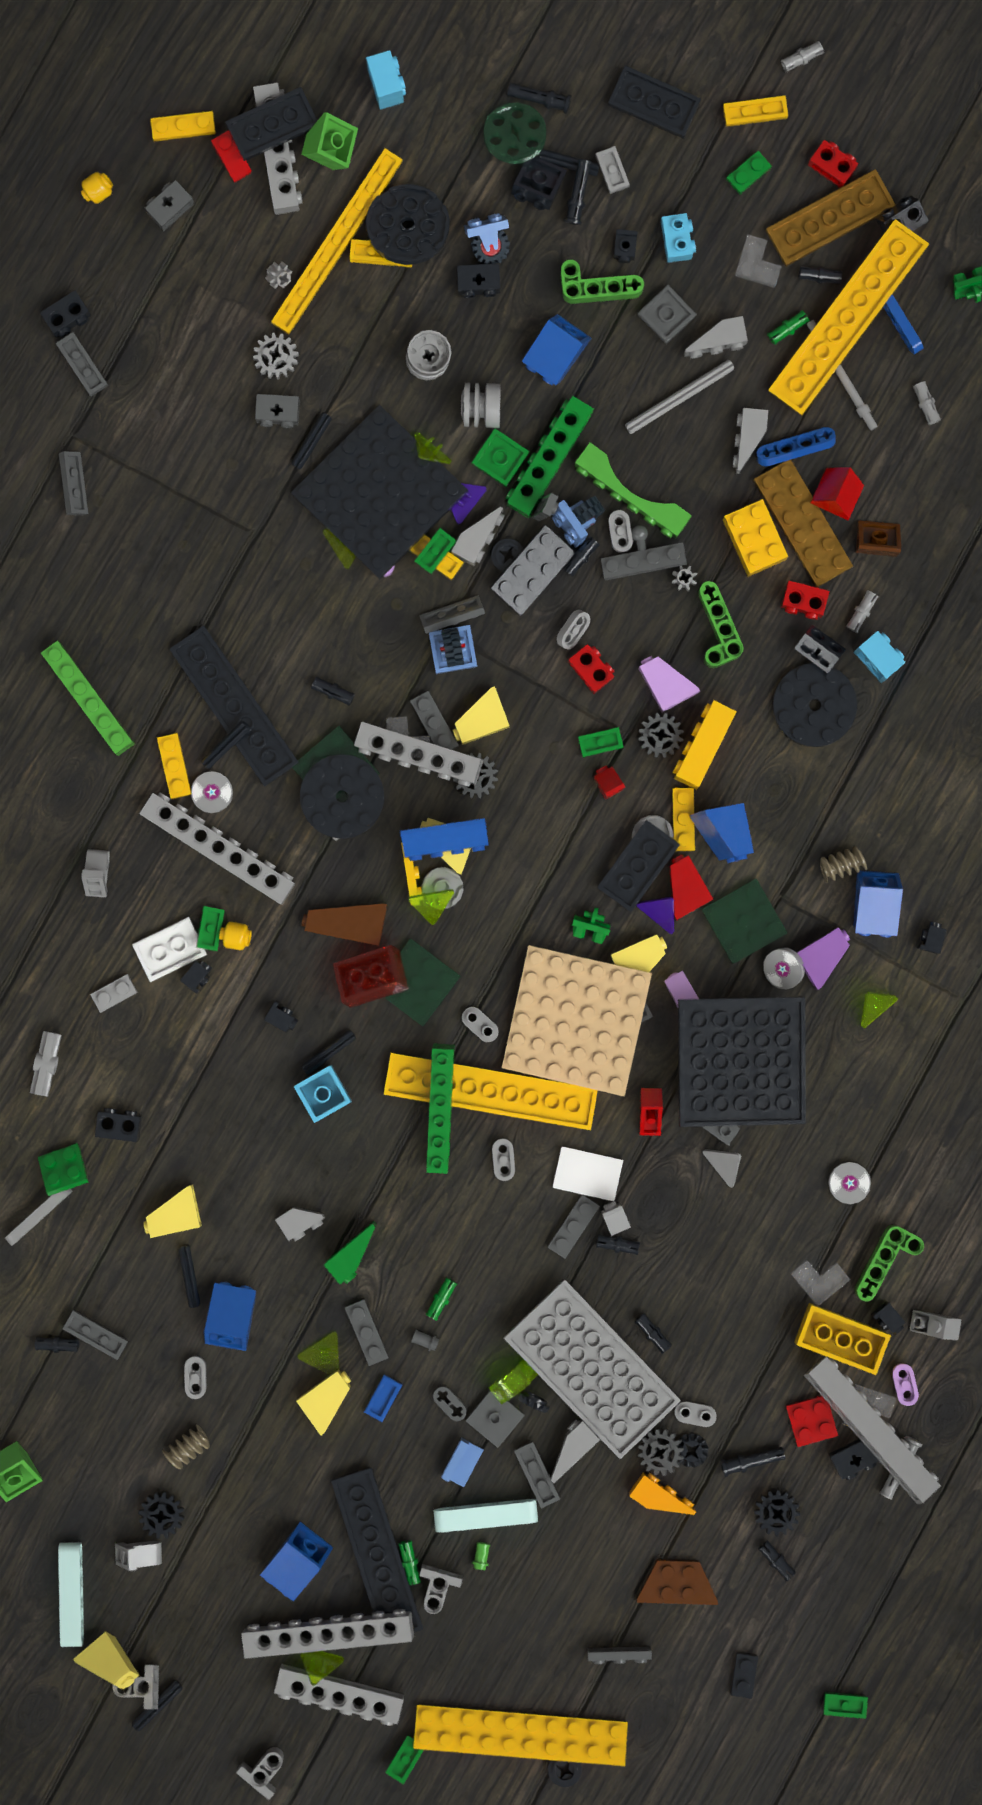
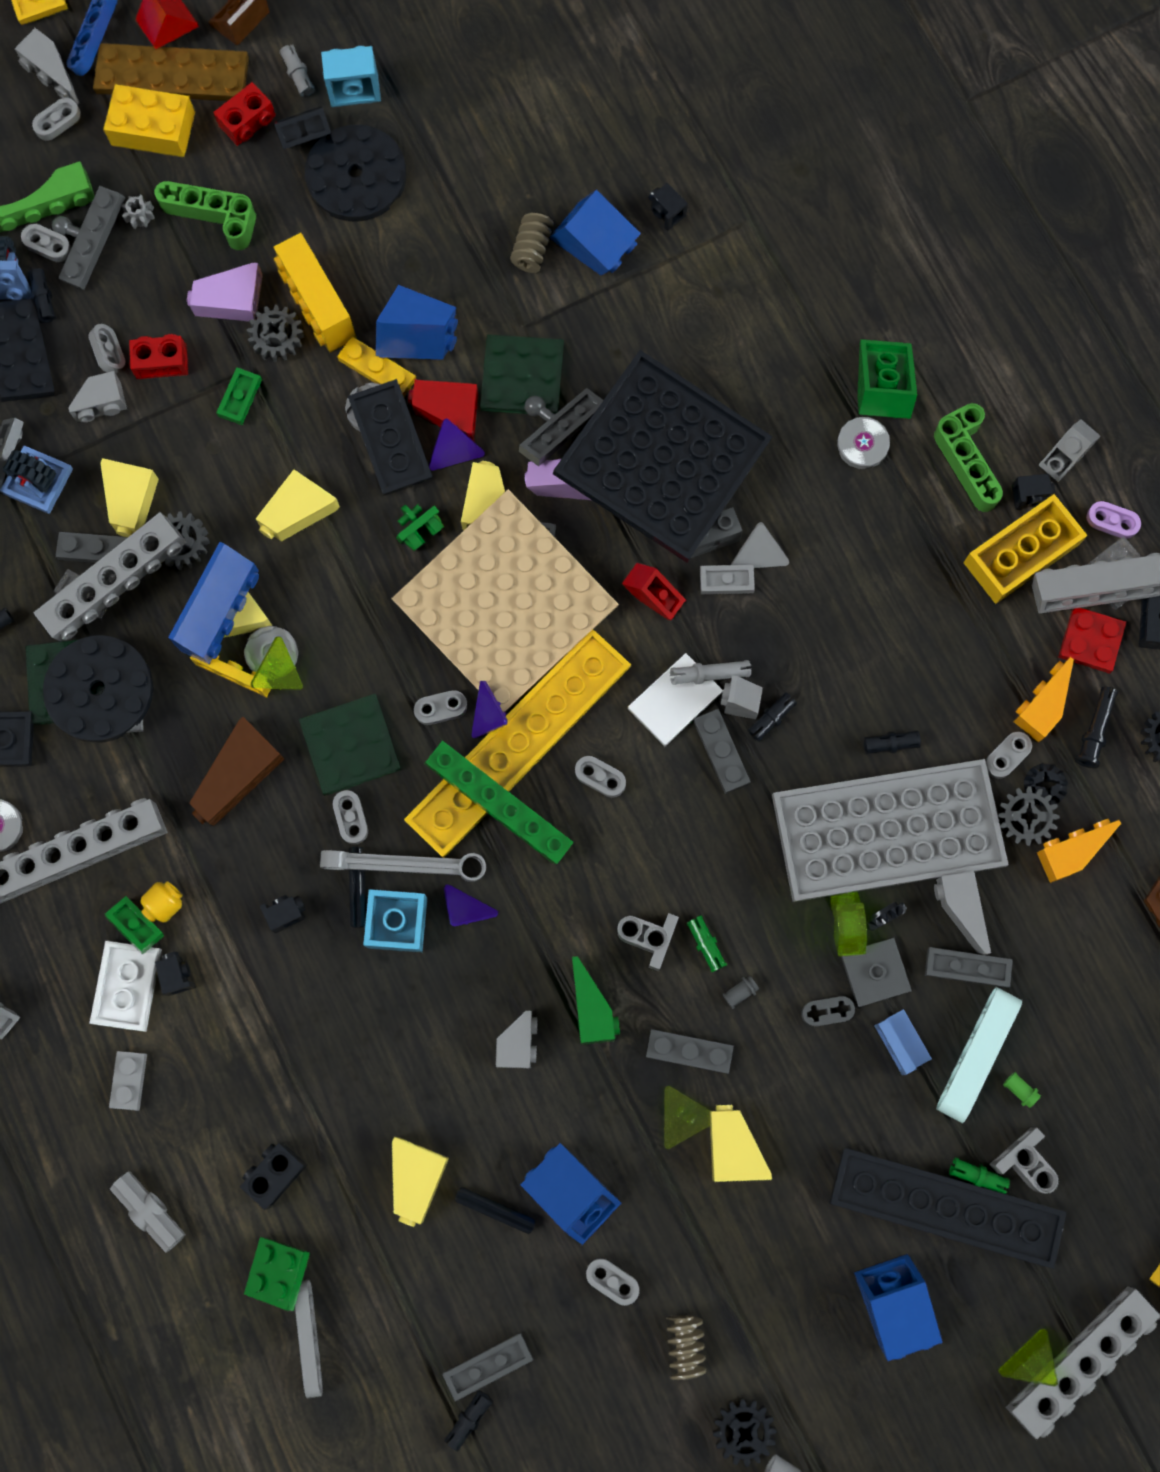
camera: 55 degrees left, 10 degrees down
(254, 1646) = (970, 1424): light grey brick -> none
(340, 1037) = (394, 863): none -> light grey piece
(361, 1131) = (464, 908): none -> dark purple piece
(369, 1017) = (350, 818): none -> light grey plate
(370, 976) = (305, 783): clear red brick -> none
(383, 1398) = (774, 1082): blue tile -> none
(423, 1254) = (641, 938): none -> light grey tile
(495, 1059) = (487, 712): none -> dark purple piece
(537, 649) = (98, 397): none -> light grey slope
(548, 835) = (295, 507): none -> light yellow slope
(608, 781) = (285, 411): red slope -> none
(613, 1179) = (699, 673): none -> light grey pin
(691, 1154) = (727, 579): none -> light grey plate
(714, 468) = (55, 118): none -> light grey plate
(721, 975) = (559, 426): none -> dark grey plate
(746, 1418) = (1047, 707): none -> light orange slope
(784, 968) = (596, 362): light grey tile -> none
(817, 1286) = (952, 541): clear plate -> none
(823, 956) = (612, 321): medium lavender slope -> none
(874, 1006) = (697, 299): clear neon green piece -> none
(905, 1169) = (886, 379): none -> green slope

